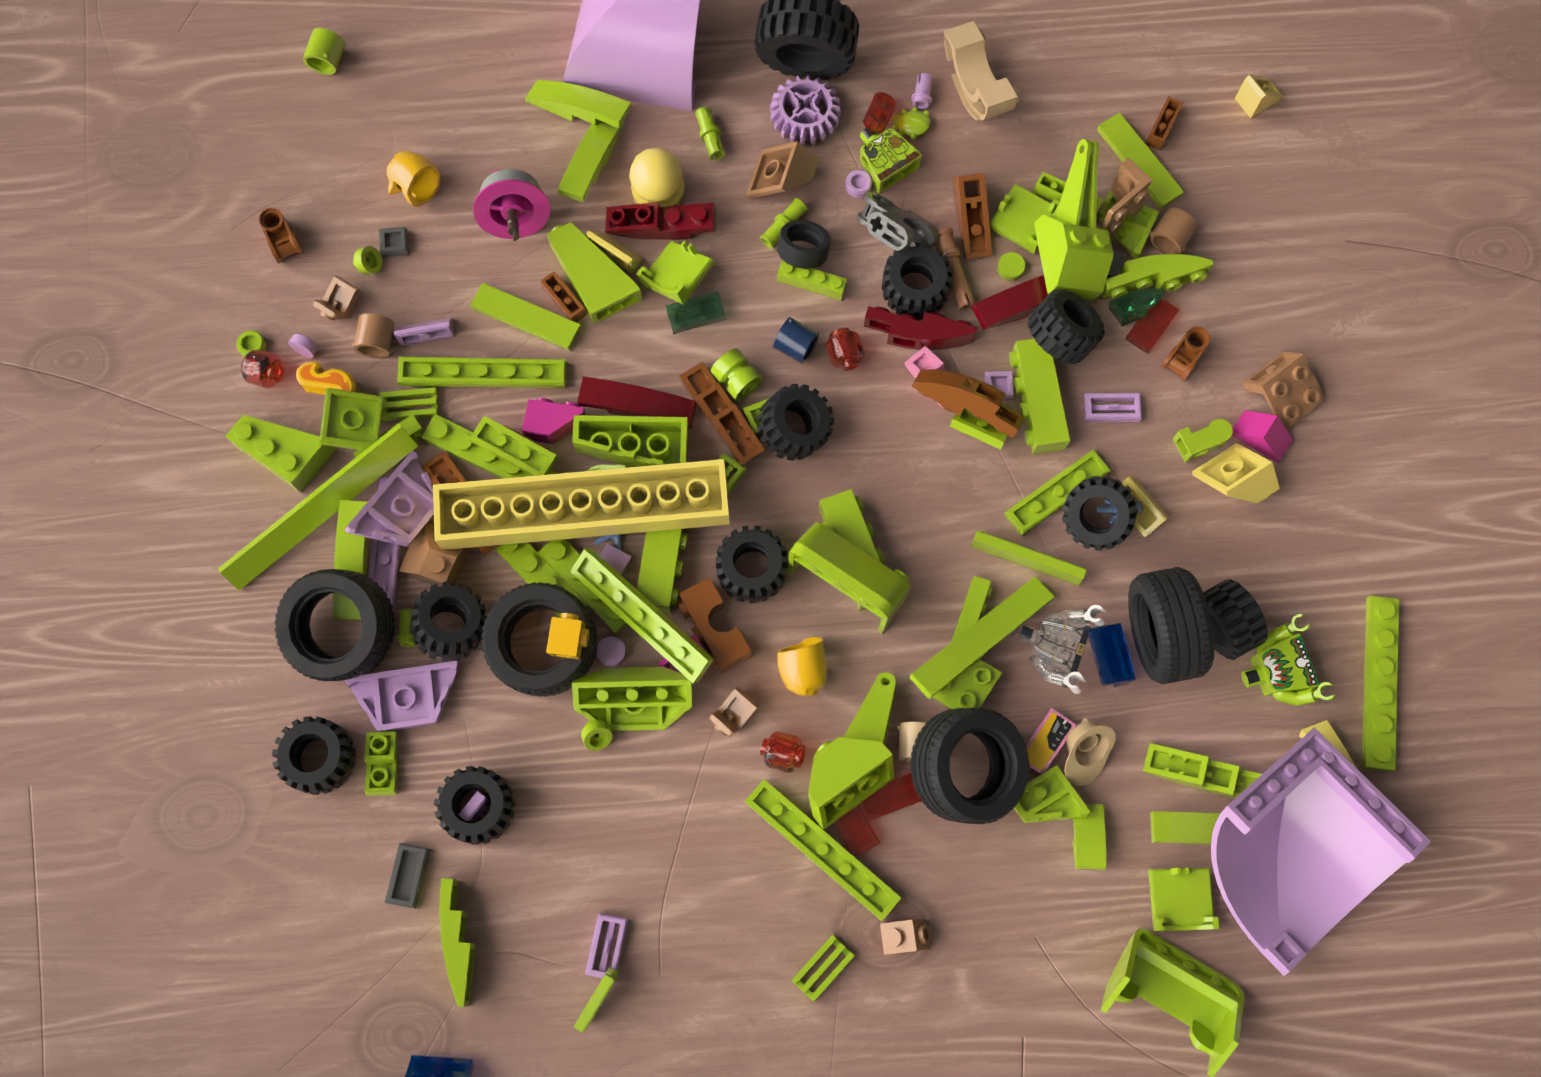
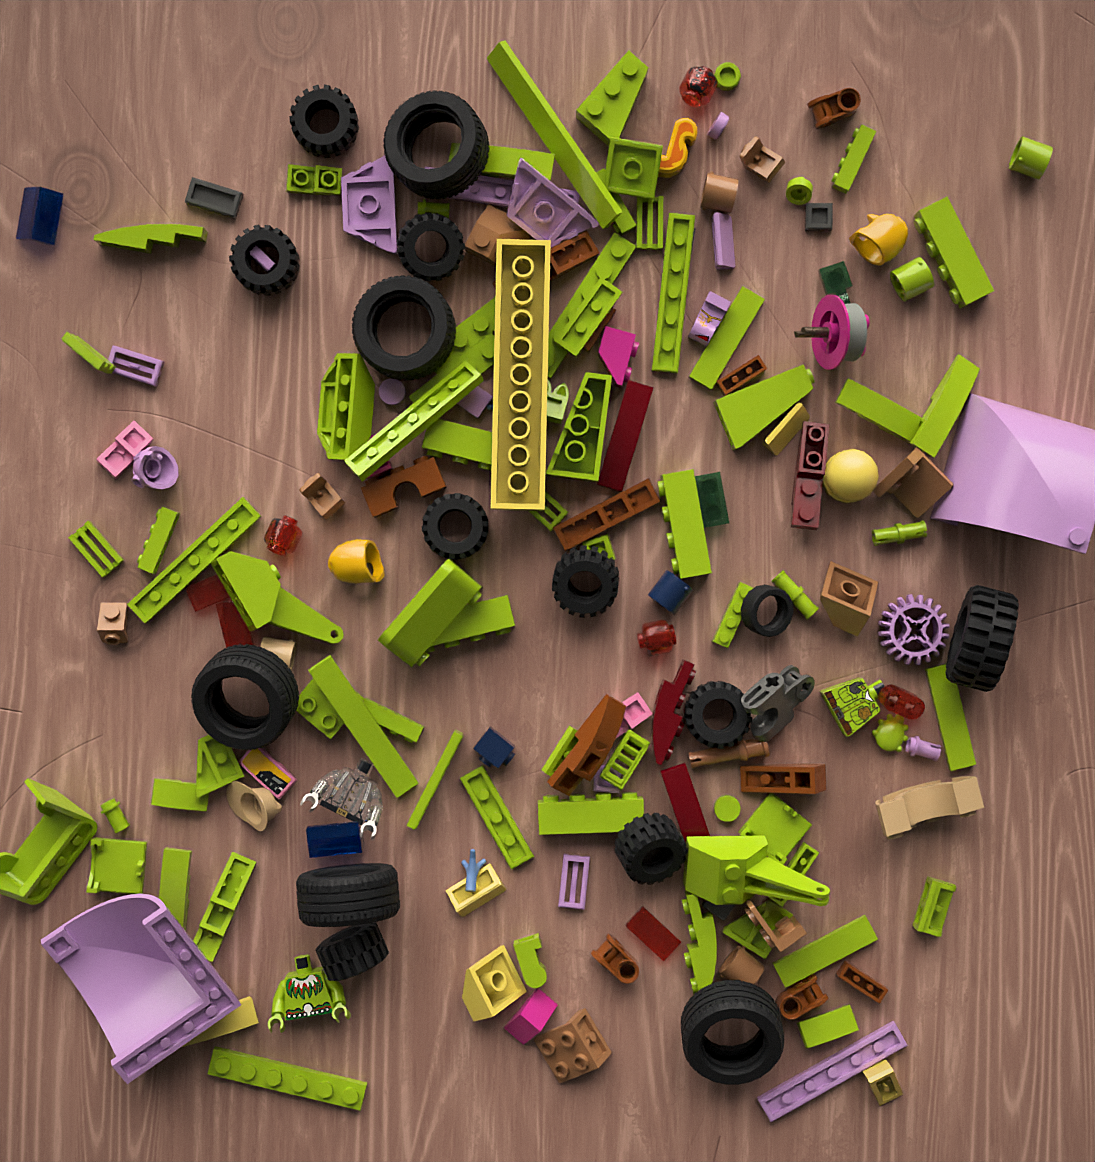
camera: 90 degrees right, 15 degrees up
(332, 214) = (855, 154): none -> lime piece
(423, 111) = (952, 252): none -> lime brick
(452, 145) = (912, 279): none -> lime piece
(457, 217) = (836, 280): none -> clear green plate
(505, 333) = (709, 318): none -> lavender leg
(567, 636) = (392, 352): yellow brick -> none
(596, 735) = (316, 371): lime tile -> none
(657, 118) = (915, 483): none -> medium nougat bracket
(676, 271) = (753, 486): lime piece -> none
(705, 947) = (122, 451): none -> bright pink slope
(721, 332) = (685, 524): none -> lime brick
(723, 906) = (154, 468): none -> lavender helmet
(733, 370) = (642, 532): lime wheel -> none
(804, 894) = (158, 541): none -> lime piece
(858, 183) = (831, 672): lavender tile -> none
(887, 71) = (950, 719): none -> lime tile
(965, 355) = (637, 741): none -> lime slope
(985, 500) = (494, 748): none -> dark blue brick
(1077, 68) = (933, 906): none -> lime hinge
(1098, 537) = (447, 845): black tyre -> none
(1124, 909) = (114, 815): none -> lime pin
(1135, 304) = (672, 920): clear green plate -> none
(1189, 172) = (803, 997): none -> dark orange piece
(1216, 148) = (827, 1026): none -> lime slope
(1259, 143) = (832, 1071): none -> lavender tile
(1261, 209) = (739, 1062): none -> black tyre

